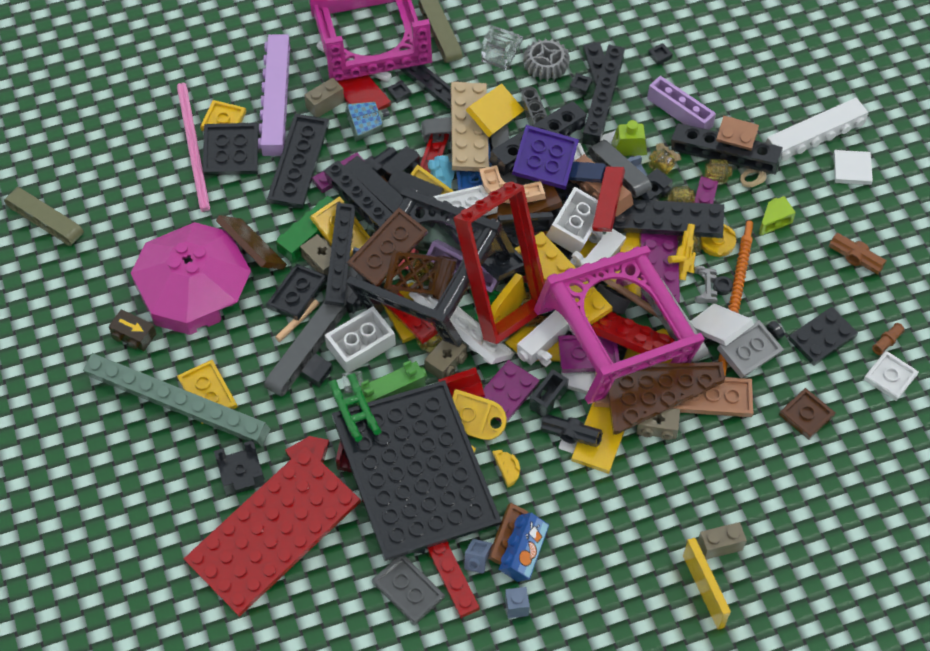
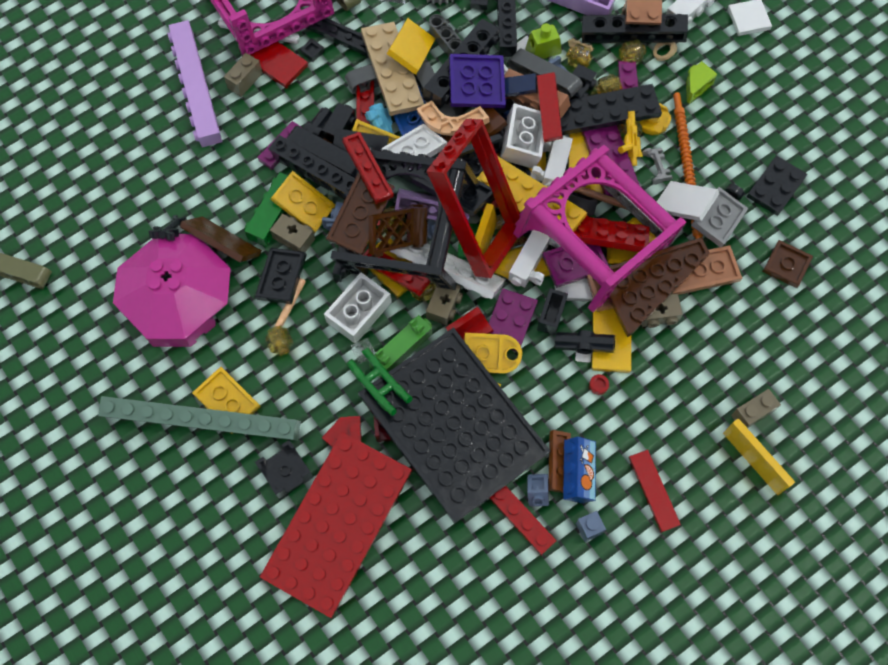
camera: 15 degrees left, 10 degrees up
(132, 330) = (132, 359): dark brown brick -> none
(193, 147) = (132, 157): bright pink axle -> none
(204, 222) = (169, 231): none -> black bar
(223, 113) = (151, 120): yellow tile -> none
(230, 148) = (169, 149): black plate -> none
(274, 348) = (279, 340): none -> clear yellow head
(298, 161) = (239, 144): black plate -> none
(306, 344) = (310, 316): dark grey beam -> none
(316, 370) = (325, 349): black piece -> none
(340, 254) = (312, 229): black plate -> none
(365, 119) = (290, 85): torso -> none
(407, 206) = (368, 167): none -> red tile
(408, 589) = (483, 542): dark grey tile -> none
(508, 466) = (536, 393): yellow plate -> none
(573, 475) = (599, 384): none -> red tile
(593, 589) = (654, 491): none -> red tile
(722, 285) = (672, 161): black tile -> none
(857, 253) = (782, 98): dark orange piece -> none
(888, 338) = (836, 172): dark orange pin -> none
(891, 375) = (849, 206): white tile -> none

